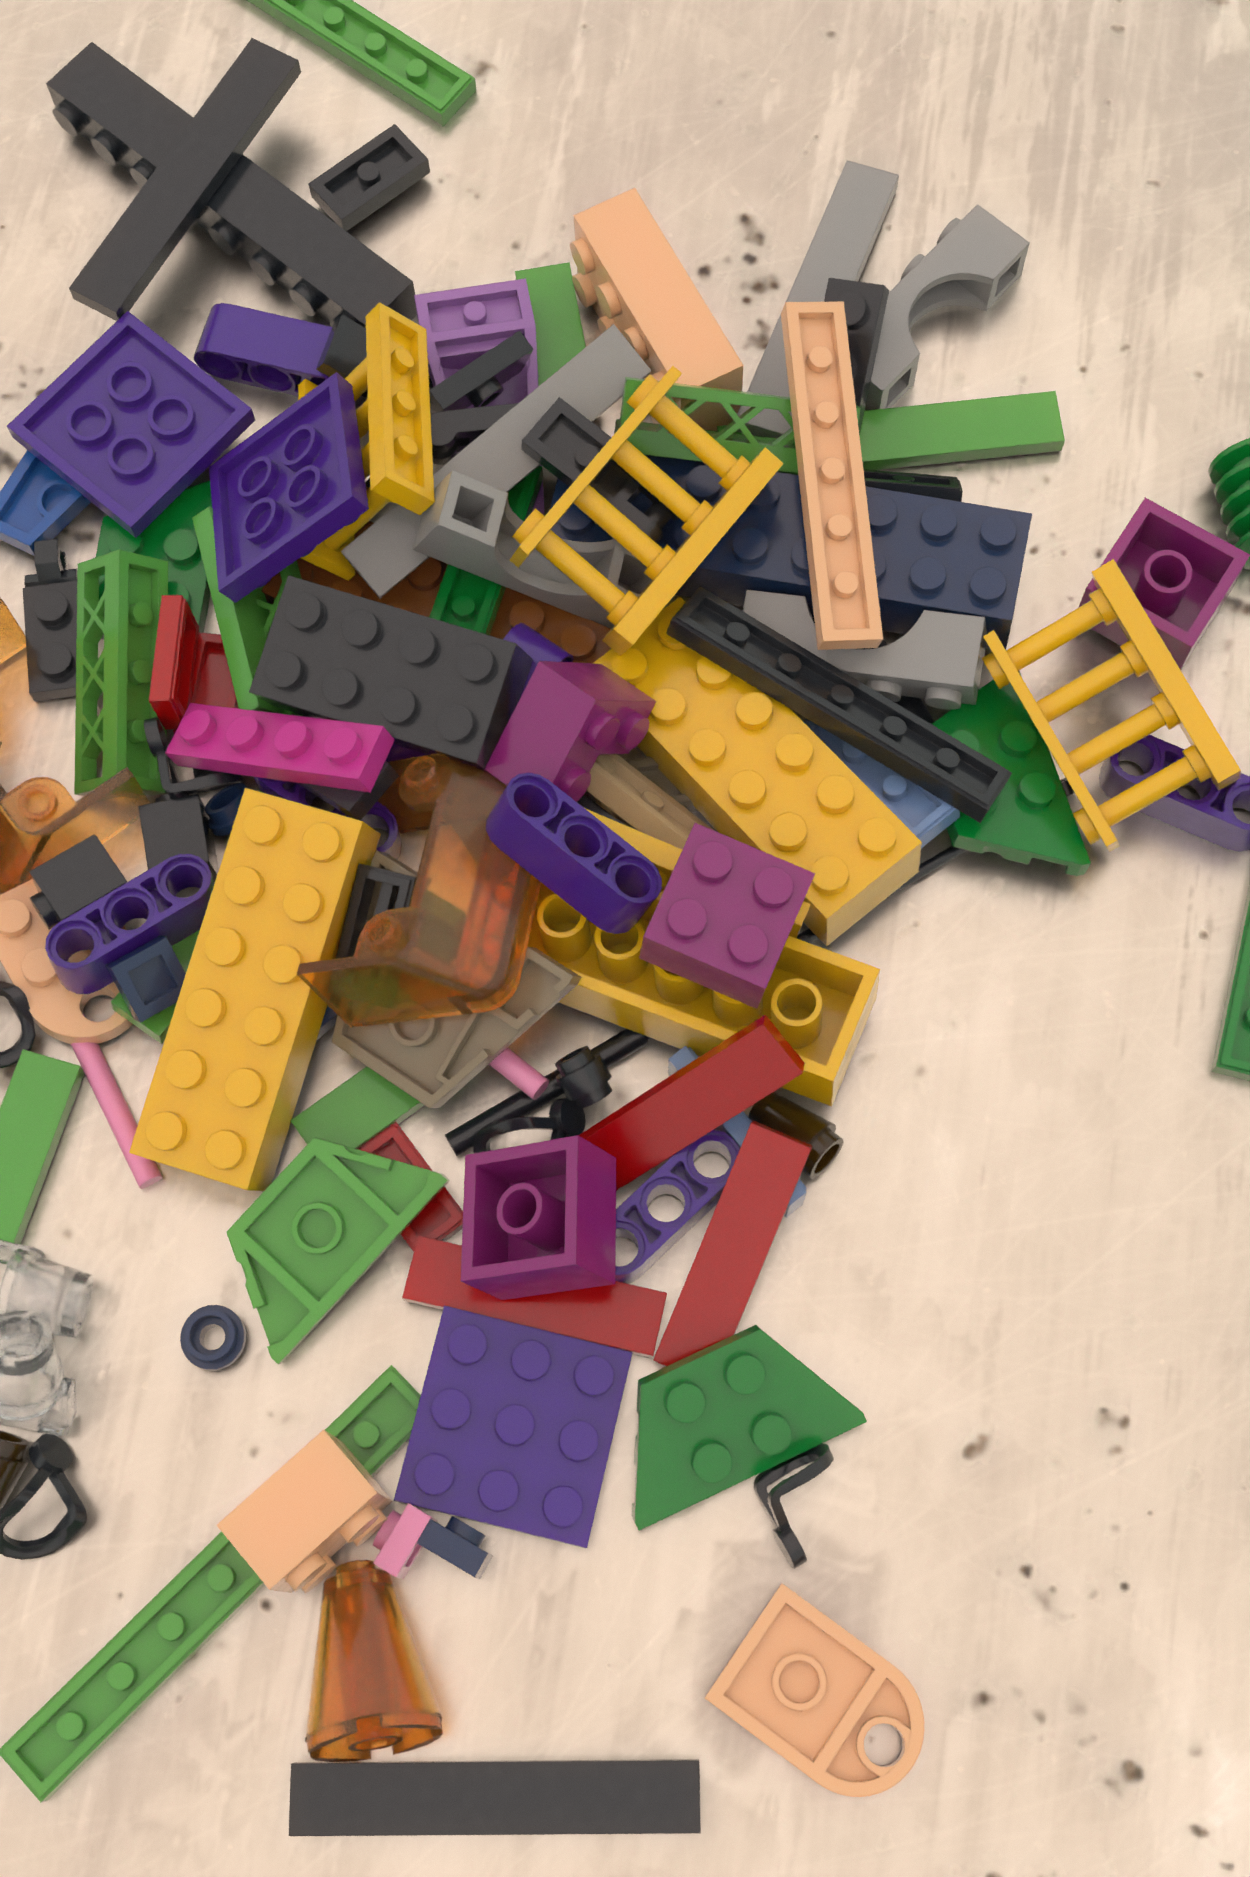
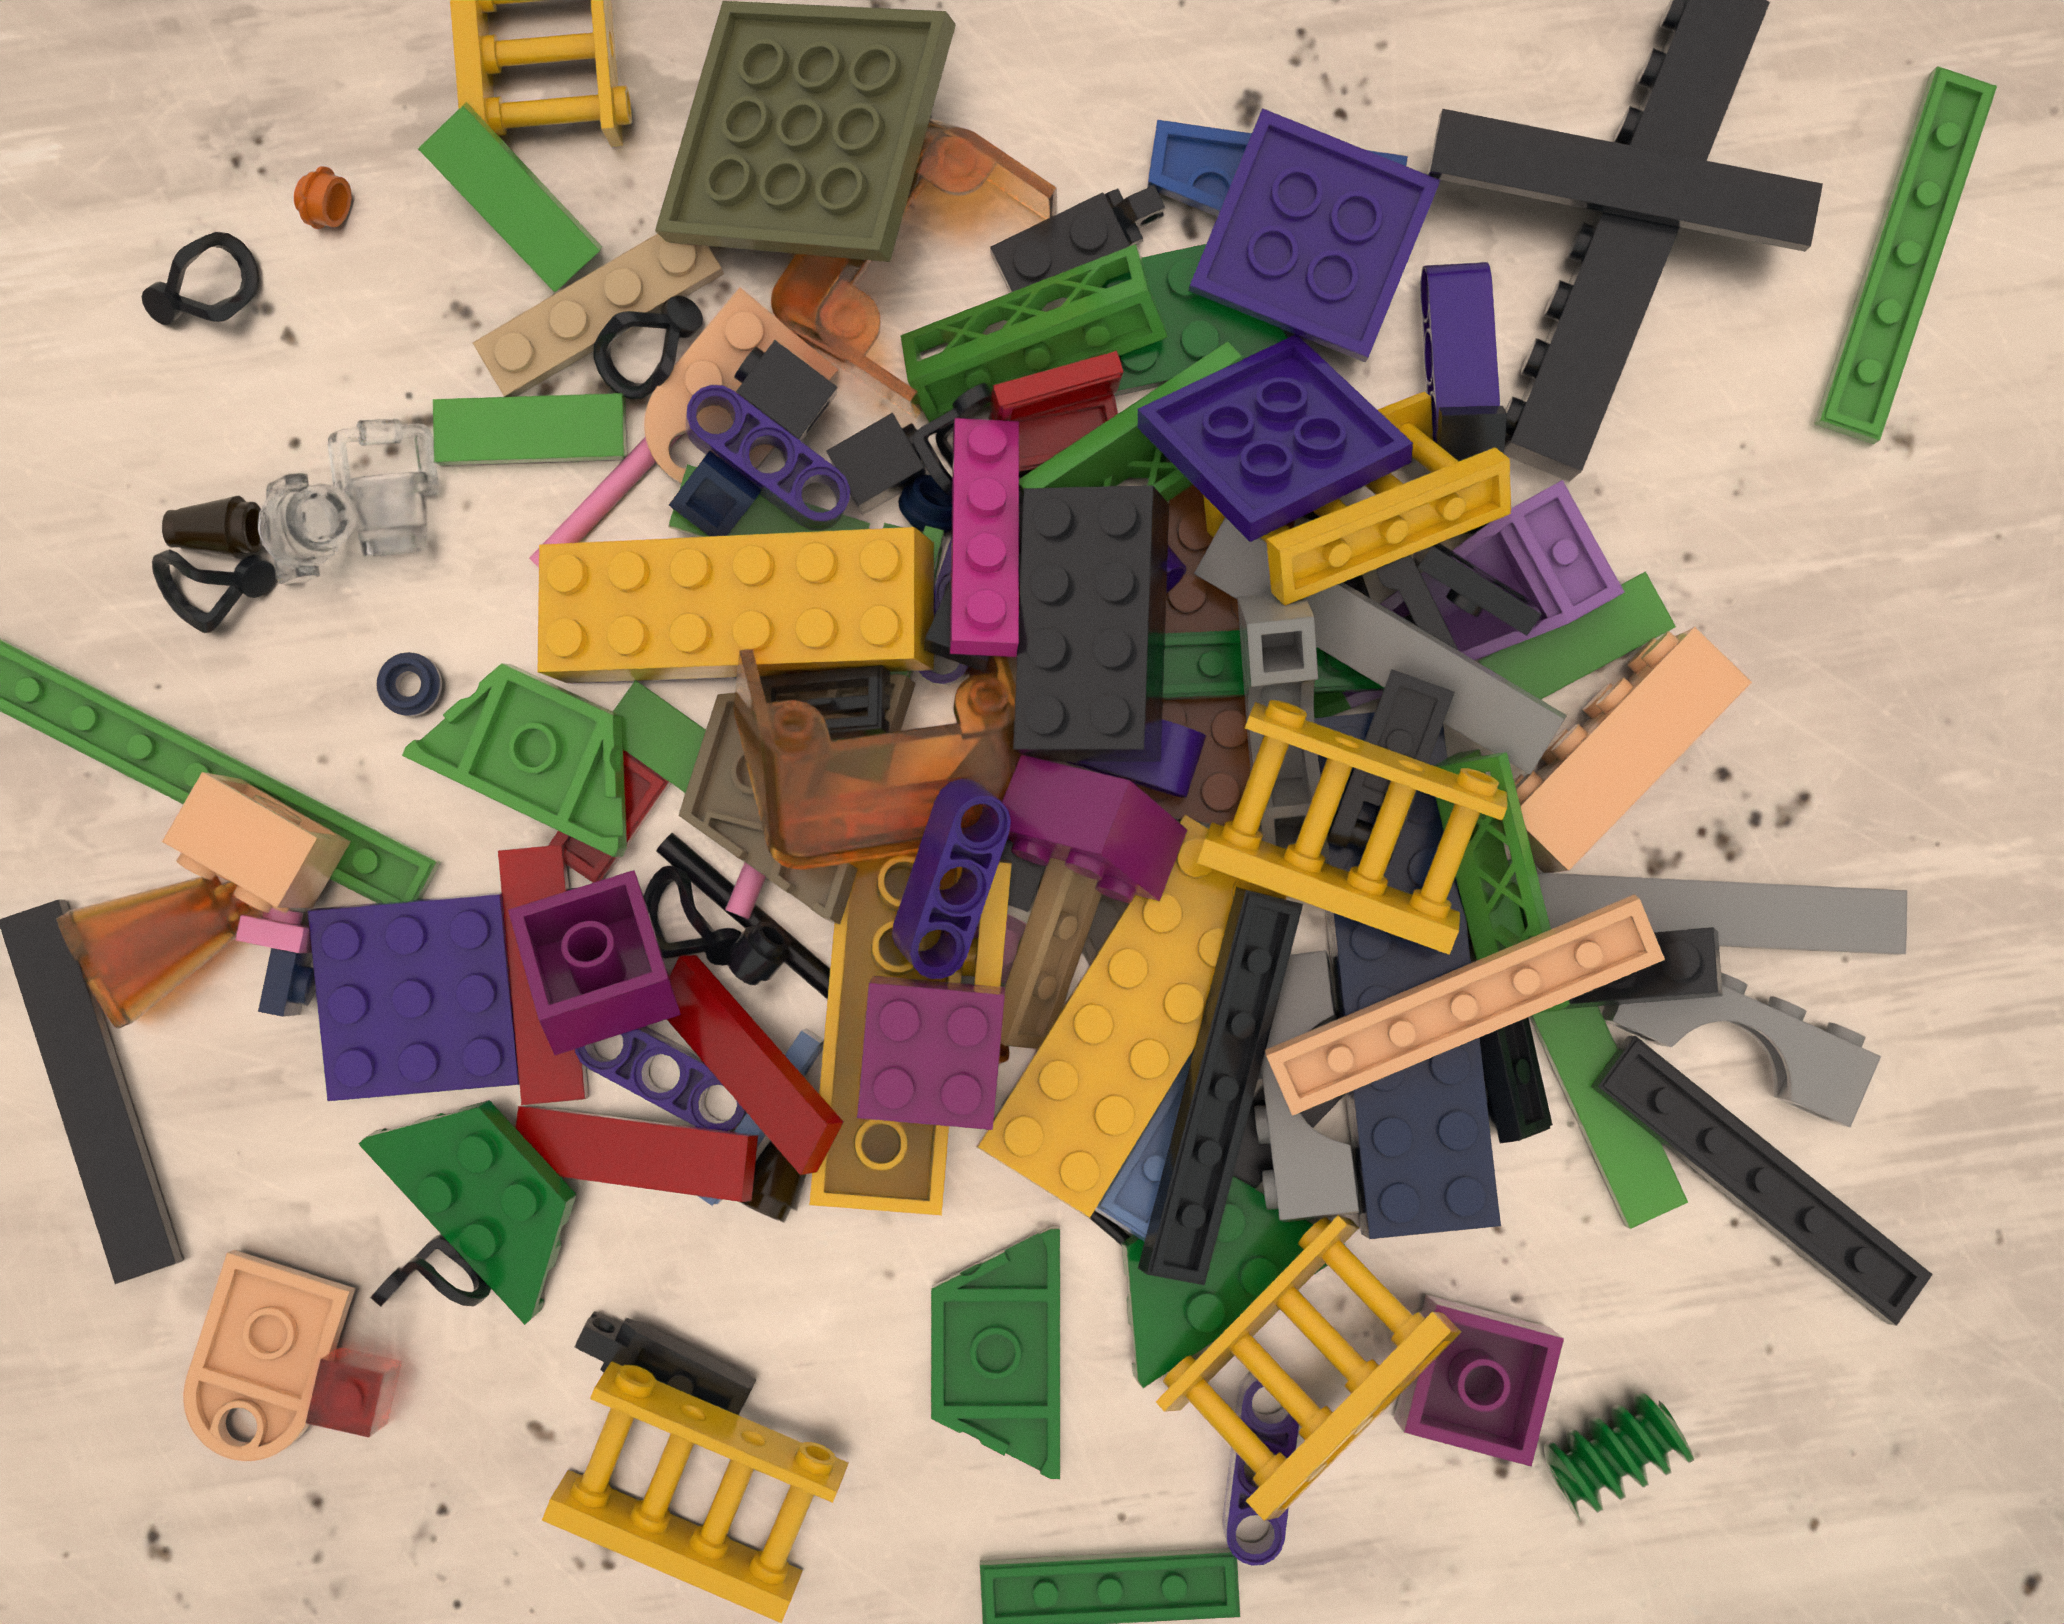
camera: 70 degrees right, 15 degrees up
(369, 177) = (1711, 370): black plate -> none
(884, 1610) = (353, 1392): none -> clear red brick
(955, 1295) = (665, 1359): none -> black hinge
(1022, 984) = (1001, 1351): none -> green wing
(1051, 332) = (1762, 1180): none -> black tile
(1136, 1311) = (673, 1545): none -> yellow fence

